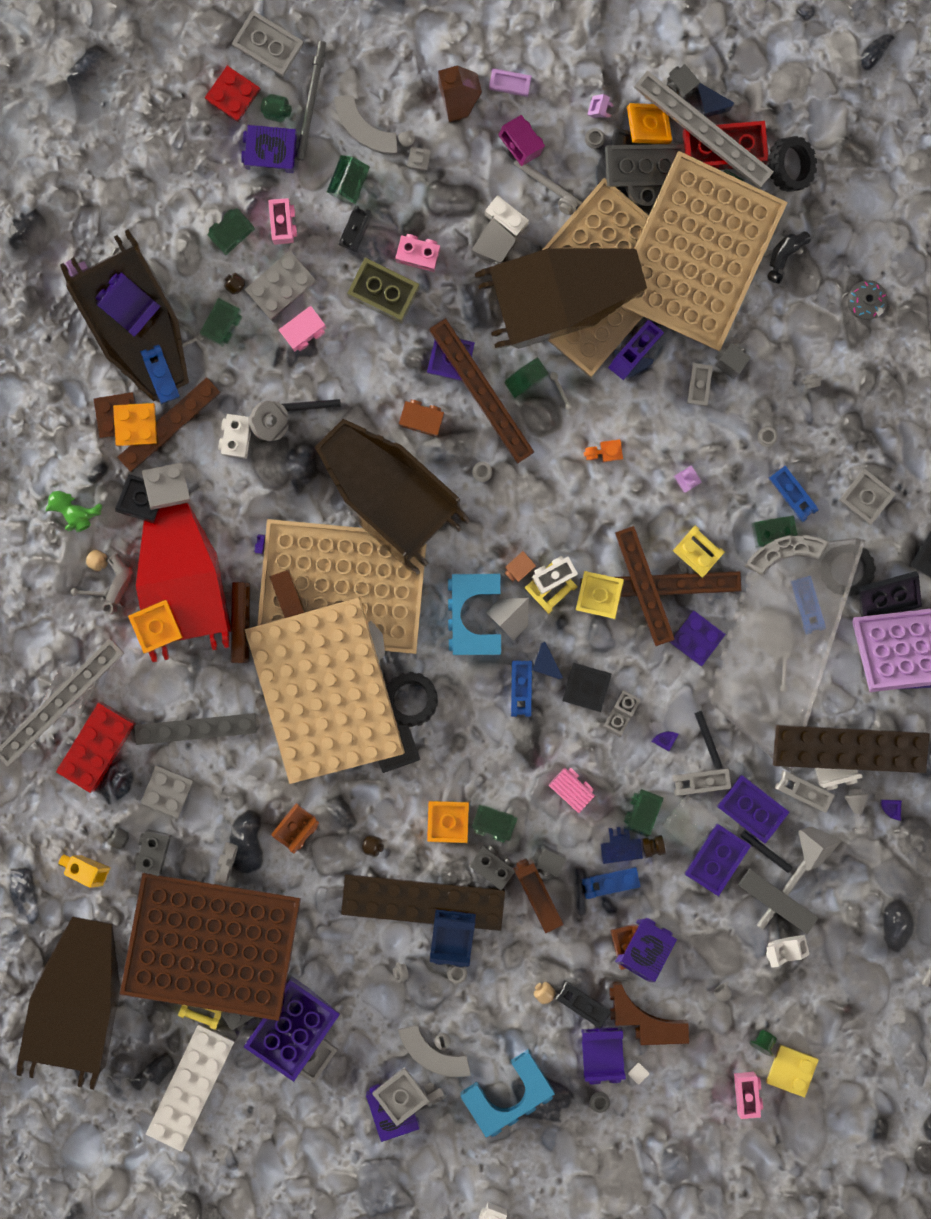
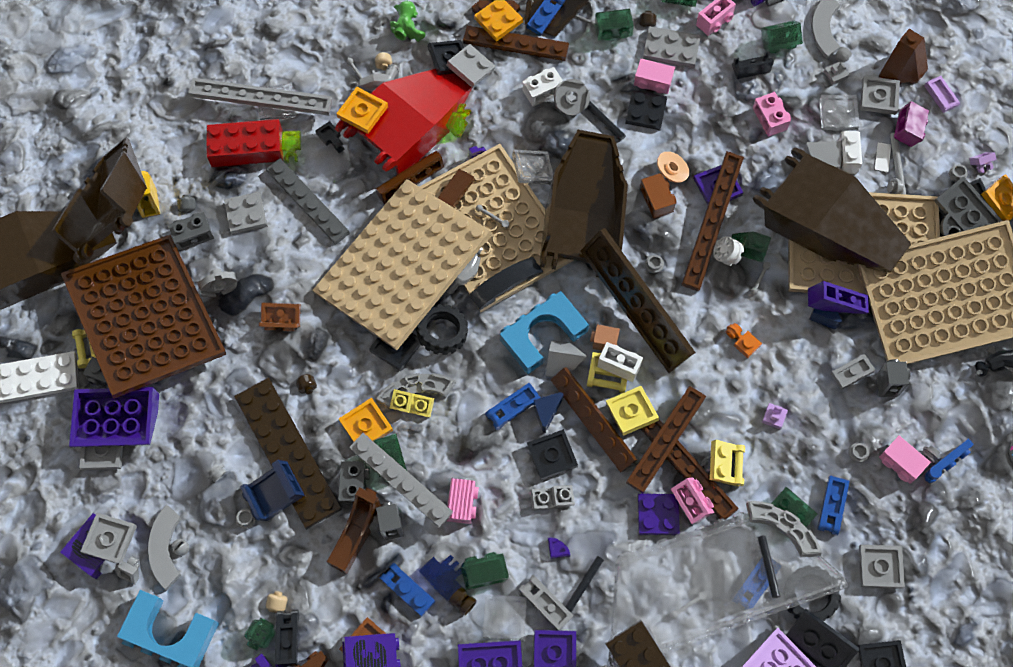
camera: 60 degrees right, 20 degrees down
(77, 914) = (103, 203): none -> dark brown windscreen
(125, 704) = (291, 142): none -> clear neon green plate
(142, 664) = (330, 136): none -> black plate
(216, 540) = (457, 120): none -> clear neon green plate
(313, 508) = (532, 167): none -> clear plate
(328, 360) = (646, 110): none -> black plate
(351, 574) = (505, 224): none -> light grey hinge
(383, 290) = (726, 107): olive brick -> none
(406, 378) = (673, 167): none -> light nougat dish
(408, 614) = (504, 281): none -> black slope
(440, 756) = (418, 384): none -> light grey tile
(456, 770) = (412, 403): none -> light yellow slope
(460, 191) = (839, 112): none -> clear plate
(471, 140) = (880, 95): none -> light grey plate
(510, 518) = (637, 301): none -> dark brown plate
(514, 399) = (728, 251): none -> white wheel
(523, 829) = (401, 480): none -> light grey plate
(529, 188) = (883, 157): none -> white sticker
(563, 1023) = (259, 634): none -> clear green head
(582, 631) = (593, 420): none -> reddish brown plate
(709, 605) = (692, 500): none -> bright pink brick
(802, 407) = (904, 460): none -> bright pink brick
(808, 591) = (768, 566): none -> black bar
(828, 373) = (948, 461): none -> blue plate

